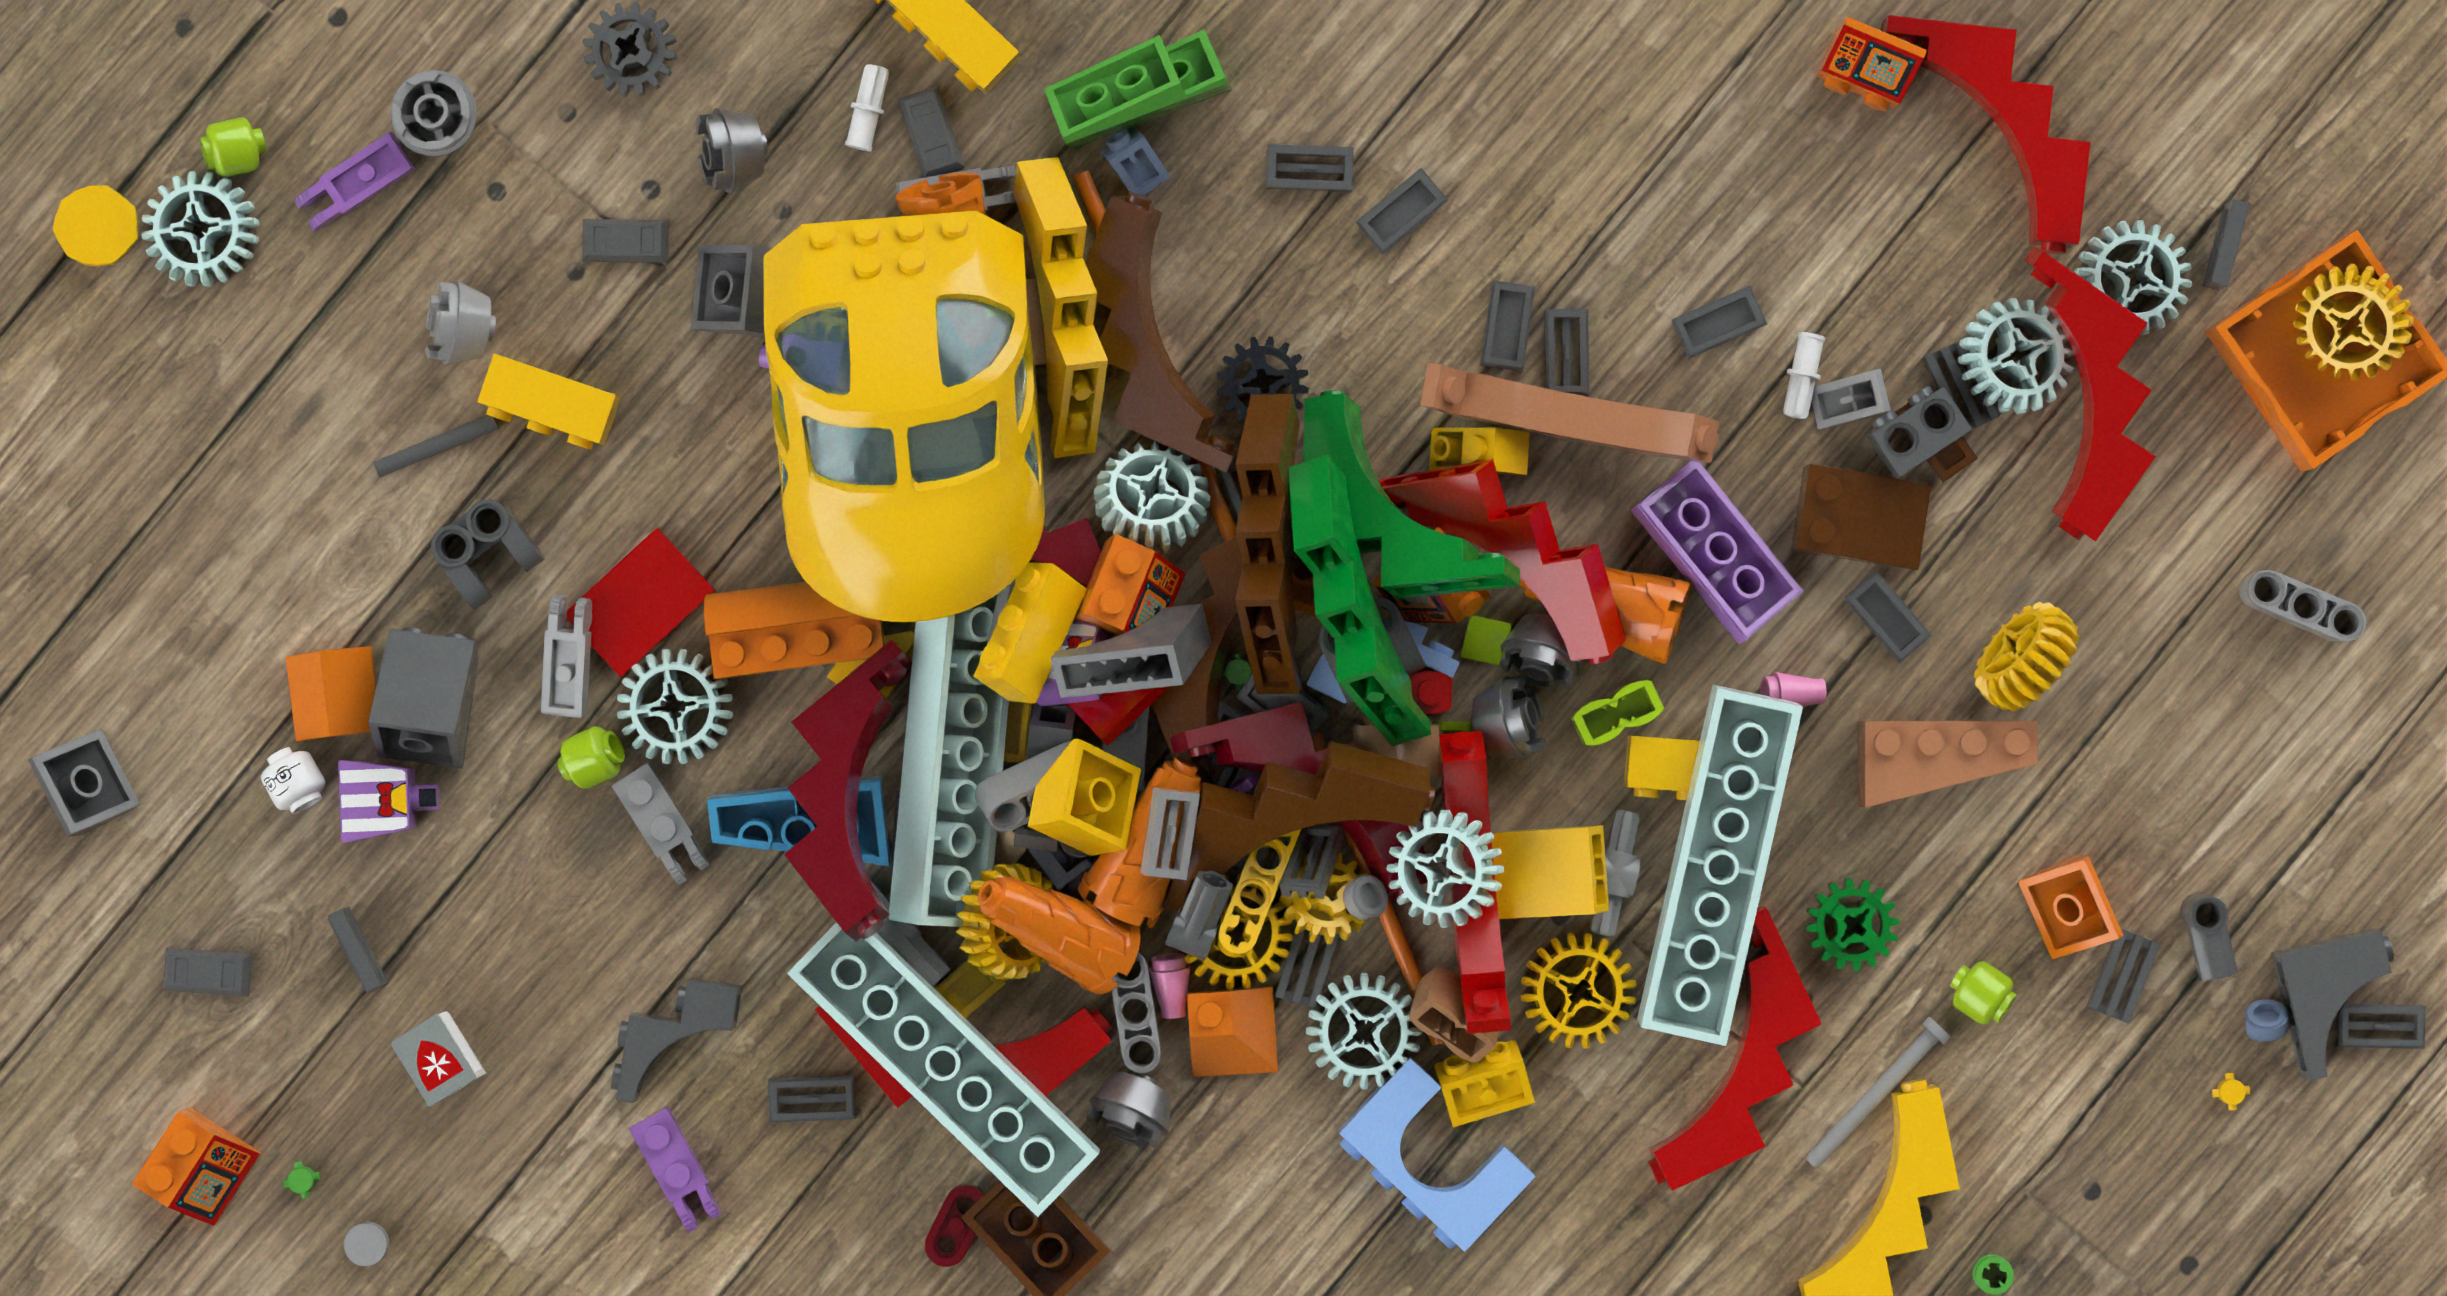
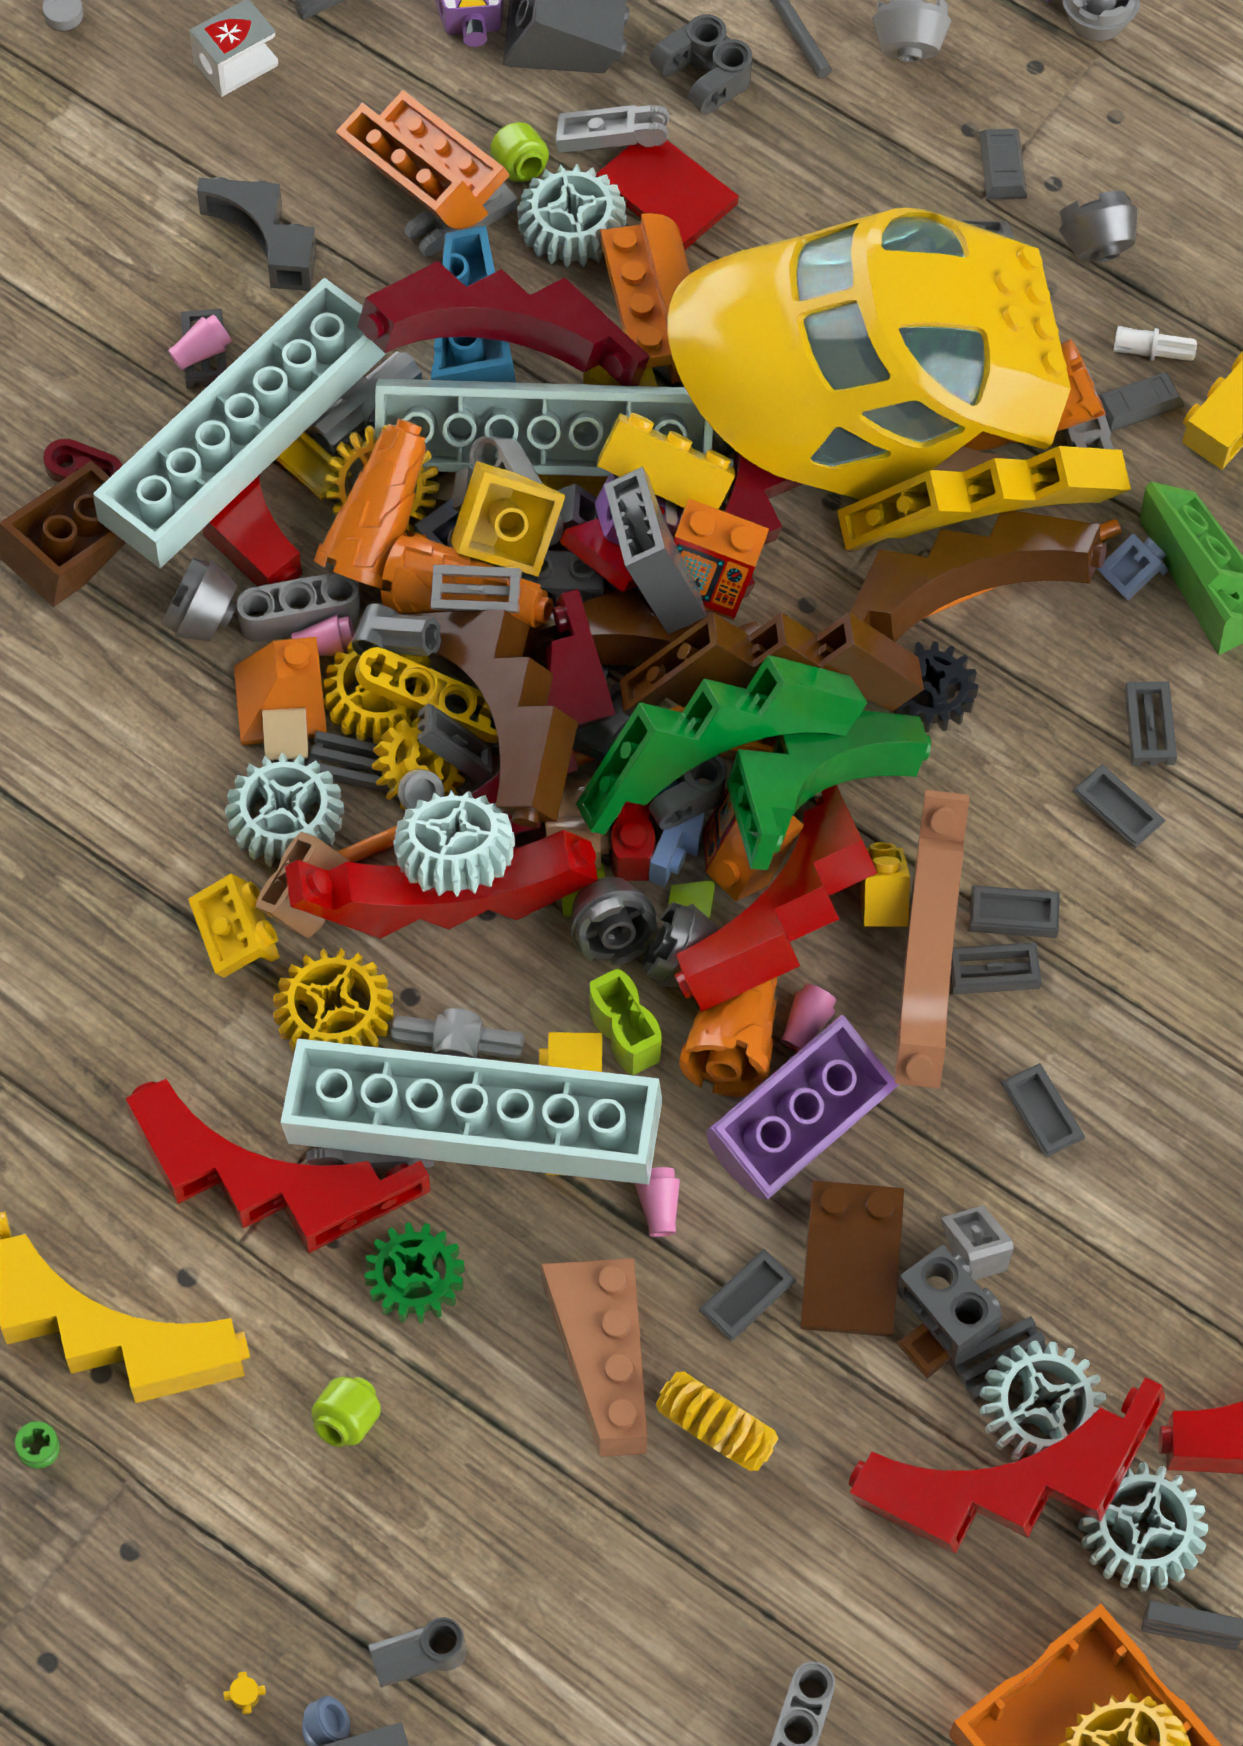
camera: 85 degrees right, 25 degrees down
(548, 402) = (846, 105): yellow brick -> none
(612, 861) = (425, 159): none -> orange brick
(639, 31) = (1181, 152): dark grey gear -> none
(674, 1165) = (136, 242): medium lavender hinge -> none
(820, 1101) = (200, 342): none -> bright pink cone
(1136, 480) = (805, 580): light aqua gear -> none
(1282, 1027) = (285, 732): none -> tan slope
(1457, 1210) = (175, 828): light blue arch -> none
(1551, 872) = (455, 964): yellow brick -> none
(1613, 536) = (808, 1015): none -> bright pink cone
(1803, 375) = (996, 1195): white axle -> none
(1880, 1089) = (300, 1366): light grey bar -> none
(2070, 907) = (445, 1502): orange slope -> none
(2139, 980) = (376, 1549): dark grey tile -> none

